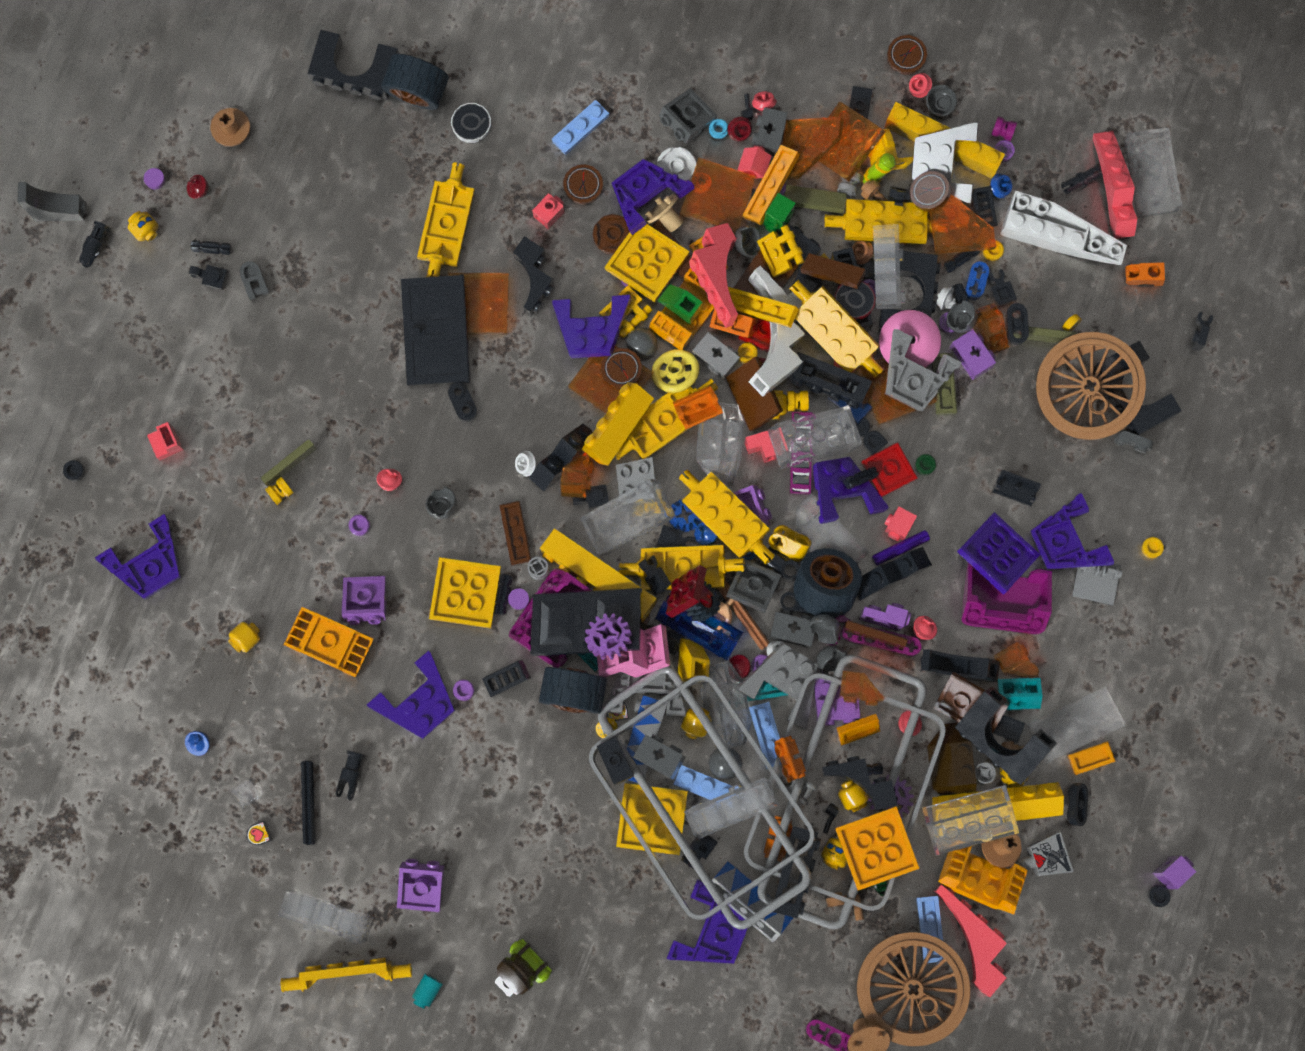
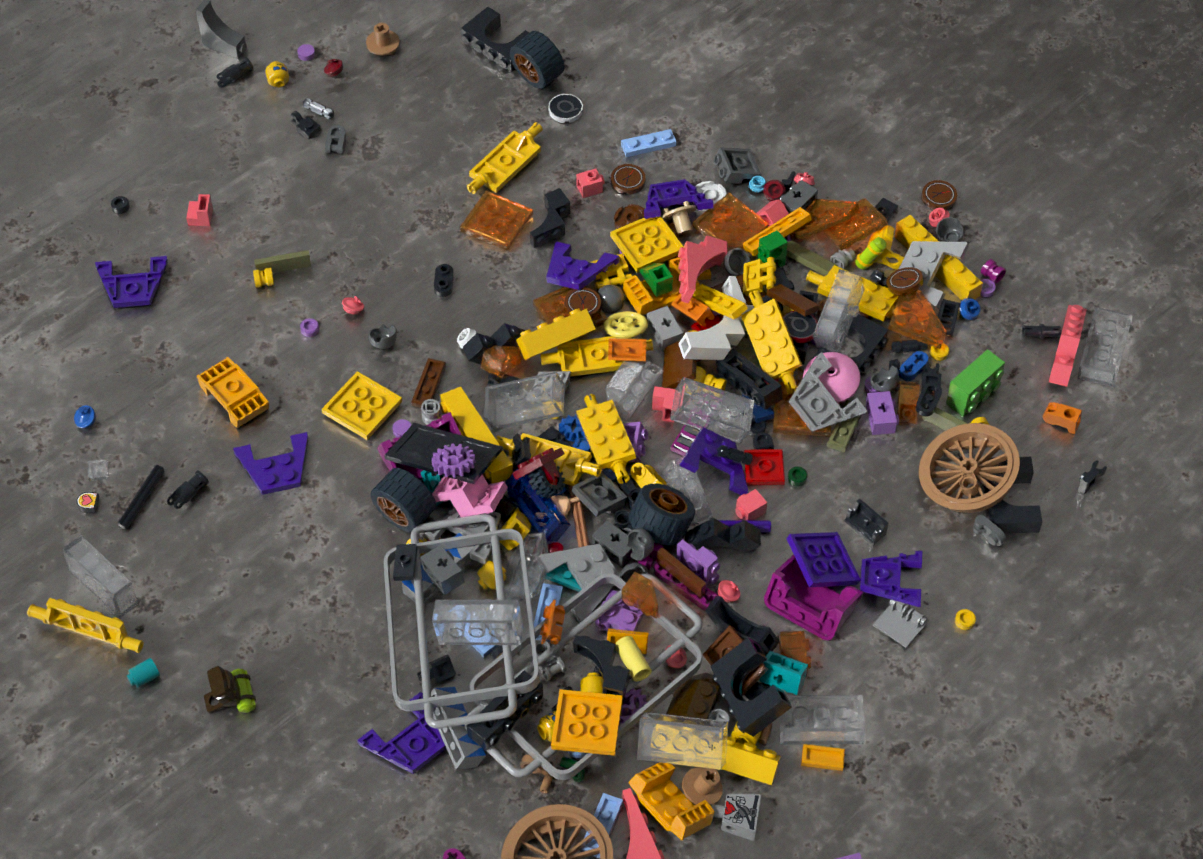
camera: 25 degrees right, 25 degrees down
(244, 637) = (170, 361): yellow head -> none
(364, 599) = (279, 375): medium lavender plate -> none
(420, 885) = (189, 592): medium lavender plate -> none
(435, 330) = (452, 222): black door -> none
(463, 690) = (317, 473): medium lavender tile -> none
(503, 594) = (388, 423): black axle -> none
(523, 673) = (364, 484): black slope -> none
(649, 821) = (405, 632): yellow plate -> none
(871, 189) = (857, 264): medium nougat plate -> none
(885, 761) = (633, 658): none -> light yellow pin
(945, 298) = (878, 362): white hat -> none
(1051, 279) = (975, 383): none -> bright green brick
(1058, 230) = (1019, 369): white wedge -> none
(1077, 804) = (789, 788): black plate -> none

